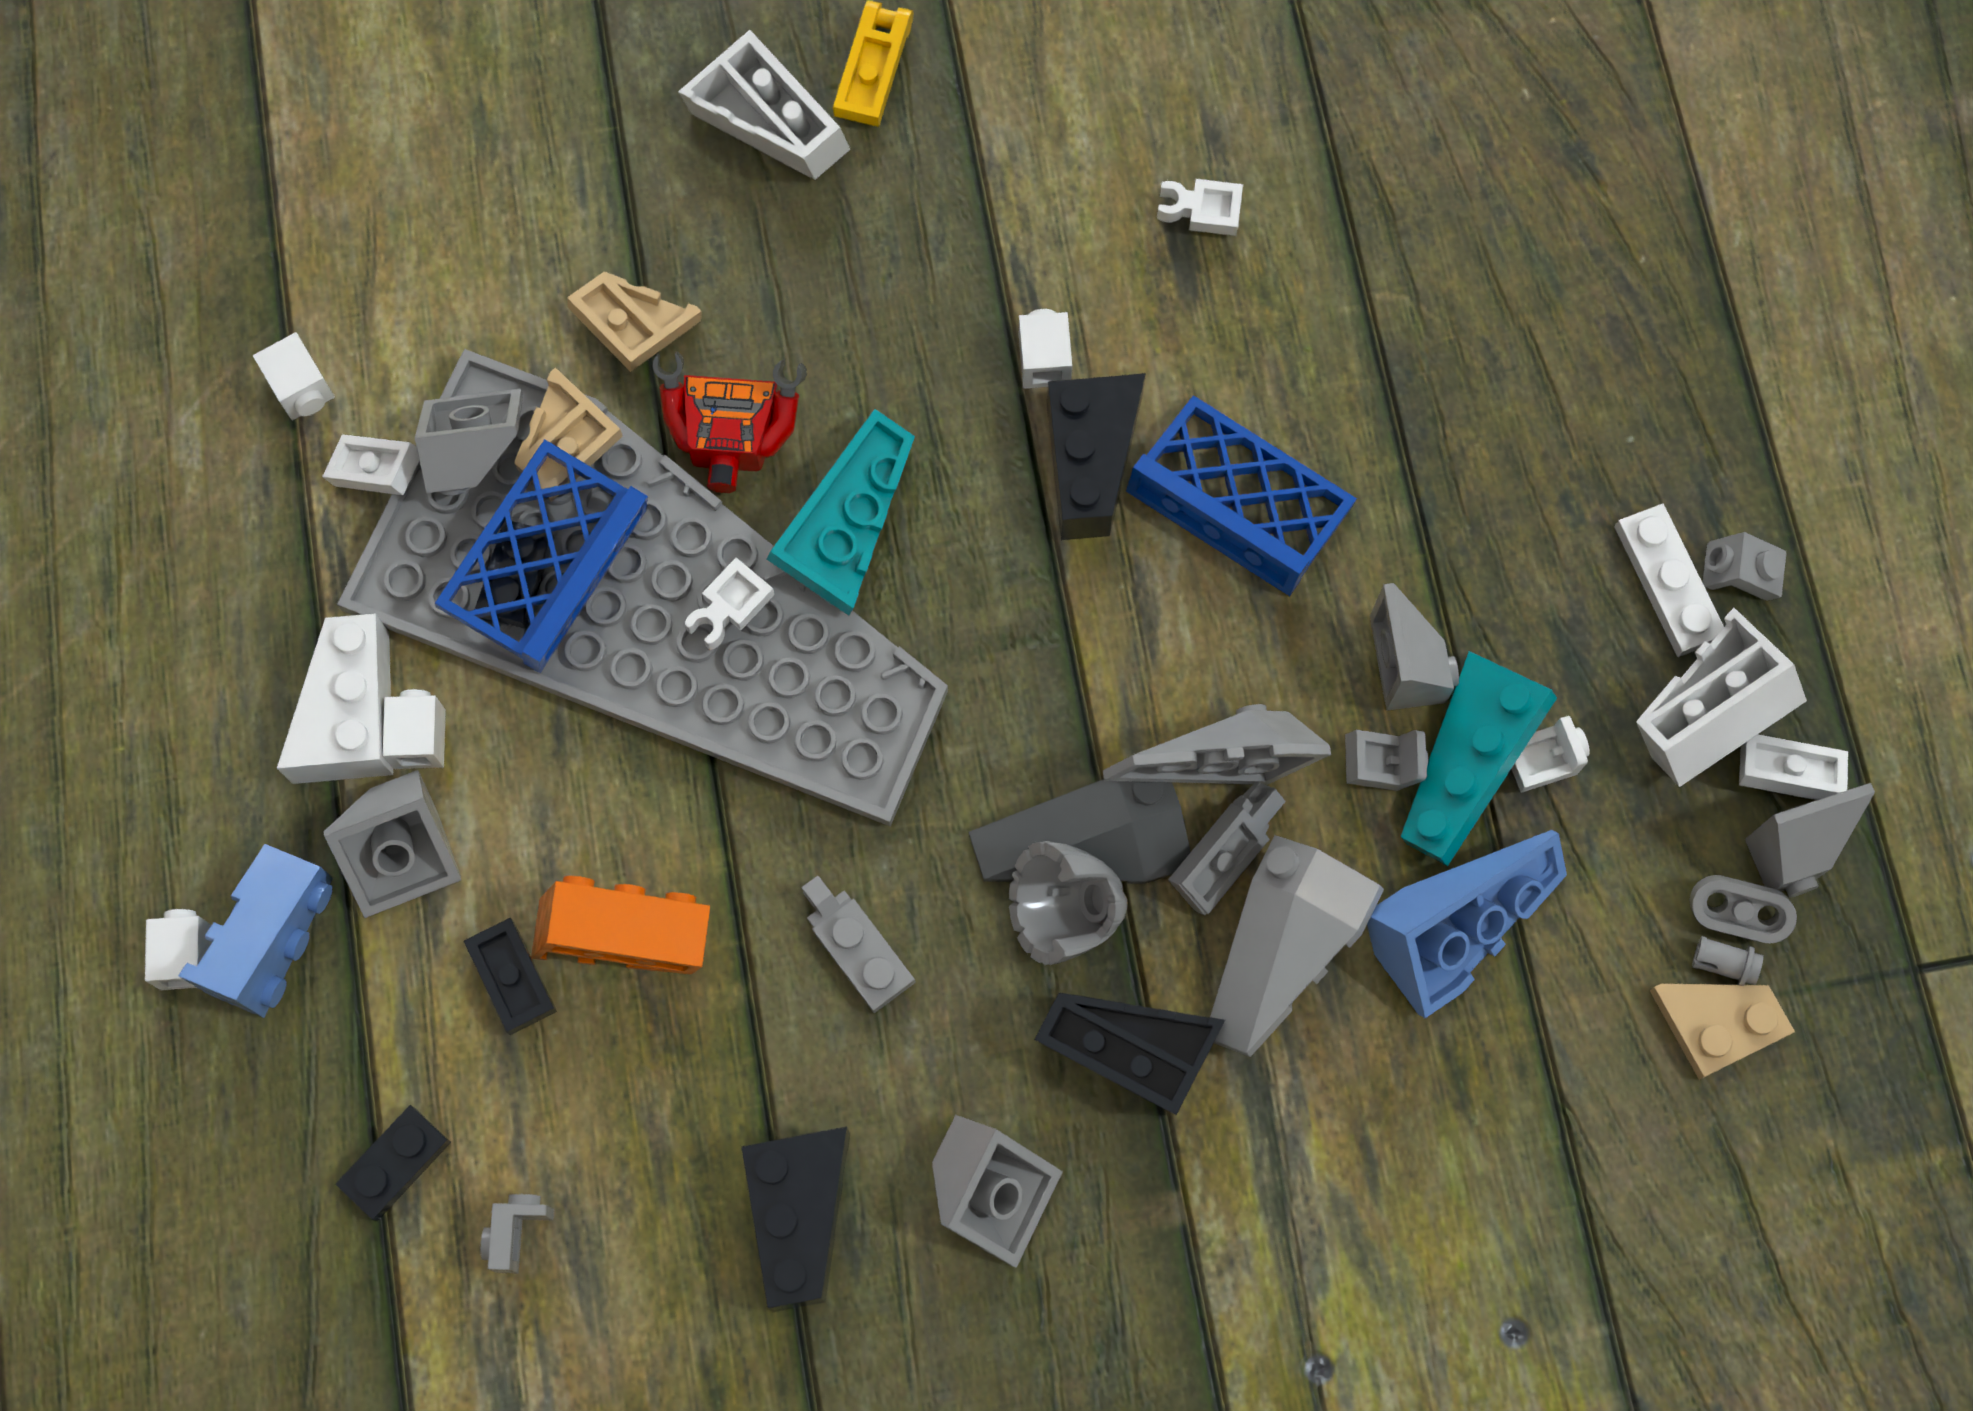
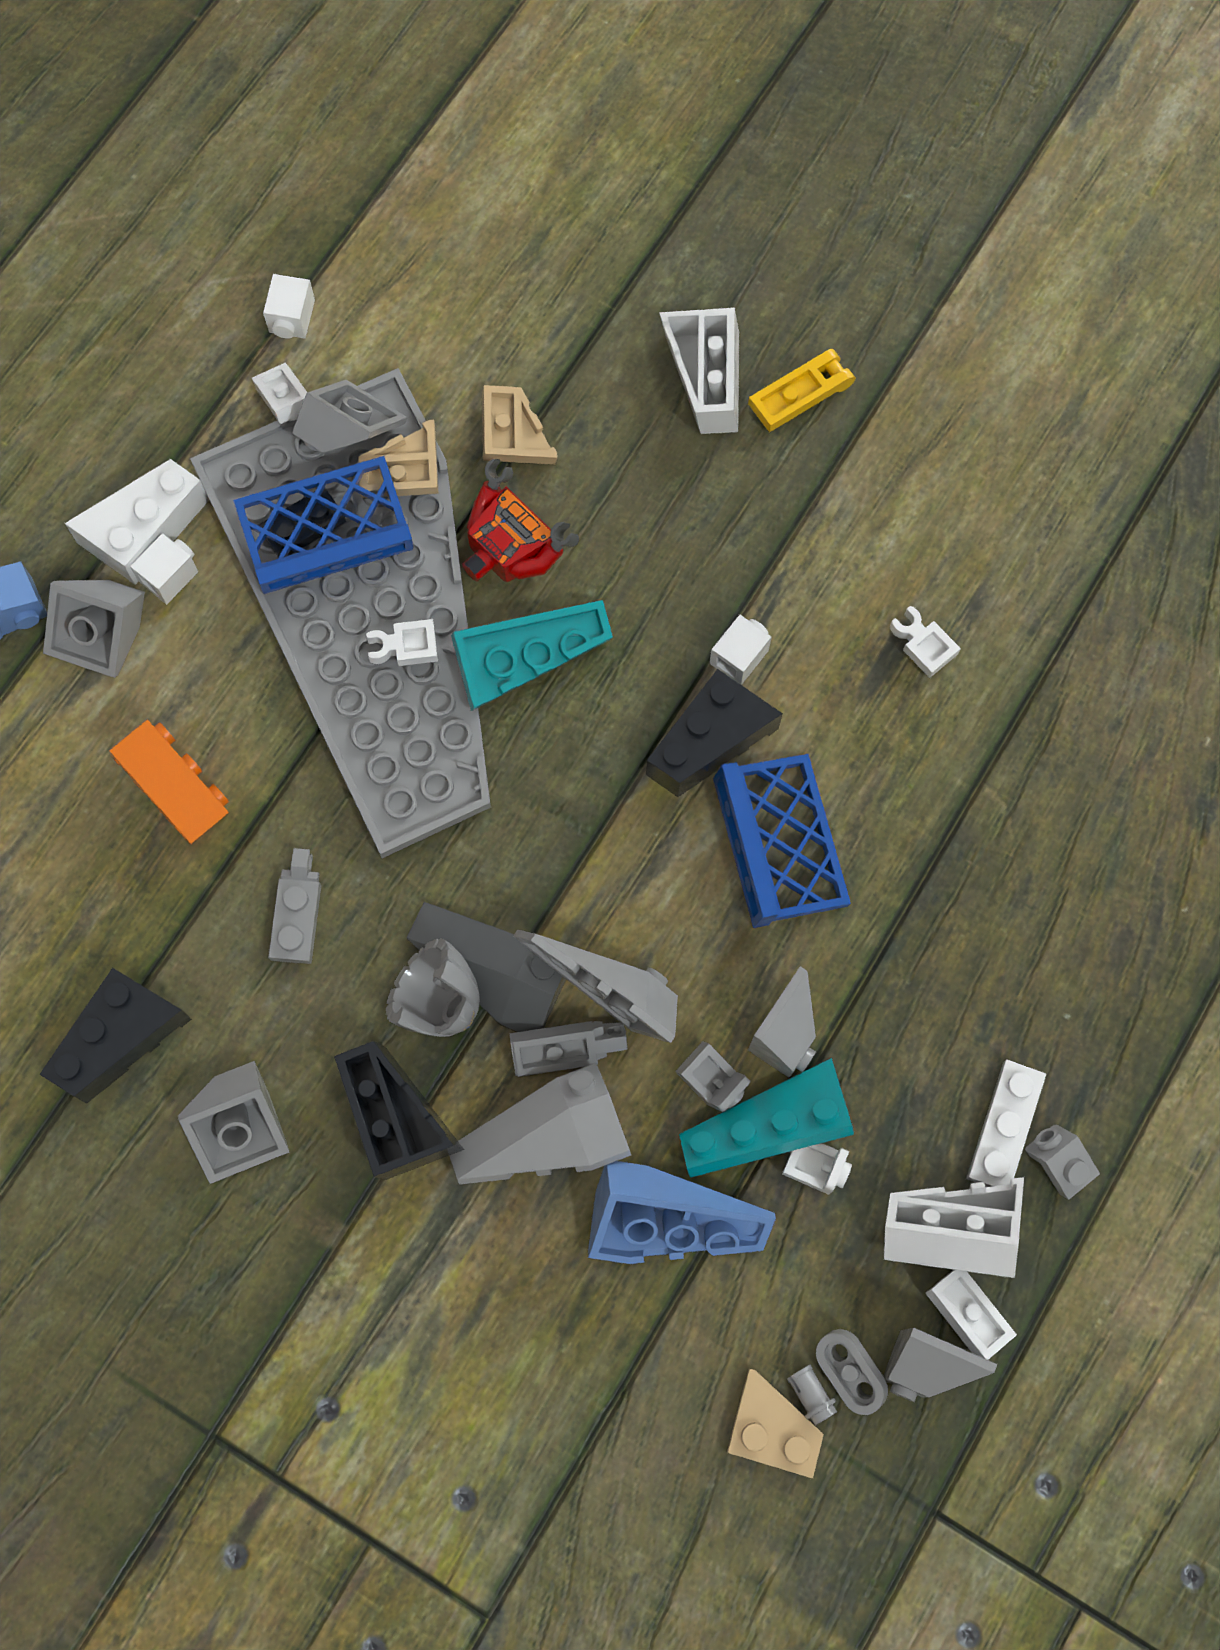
camera: 40 degrees right, 0 degrees up
(510, 976) = (87, 756): black plate -> none

